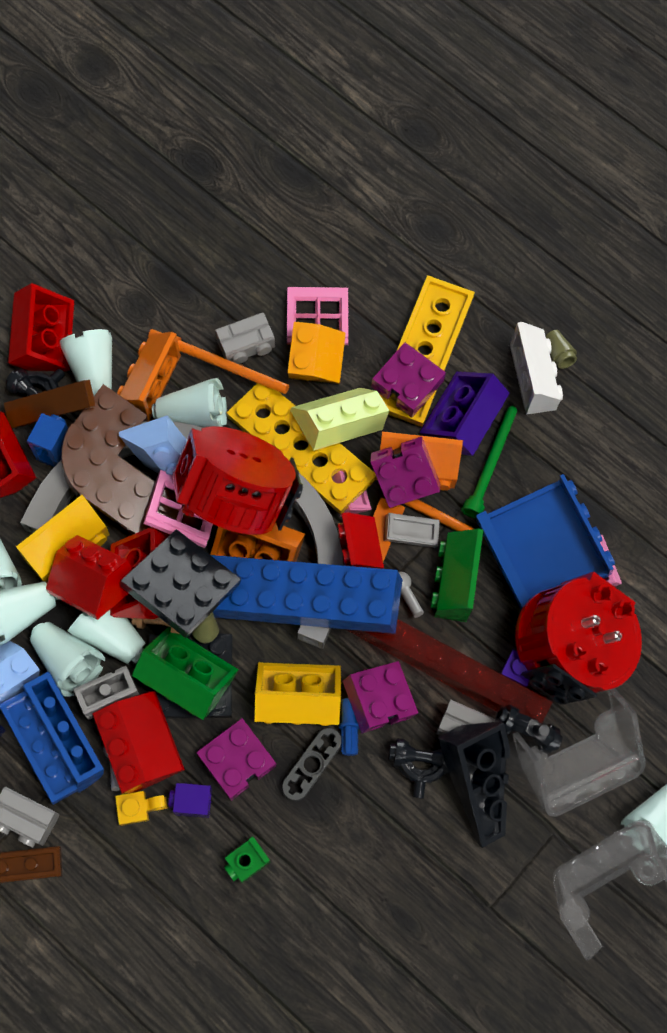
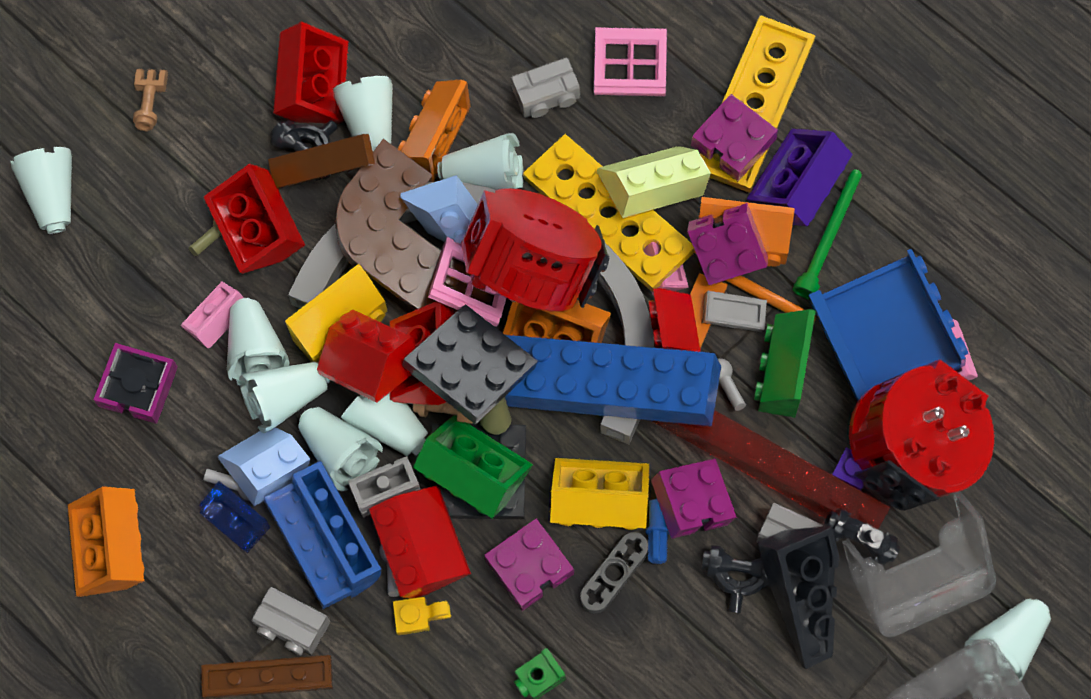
camera: 10 degrees right, 0 degrees up
(48, 438) = (320, 201): blue brick -> none
(191, 800) = (477, 608): dark purple brick -> none
(230, 366) = (527, 119): orange bar -> none
(316, 353) = (628, 105): light orange slope -> none
(534, 369) = (884, 127): white slope -> none
(561, 350) = (915, 105): olive cone -> none

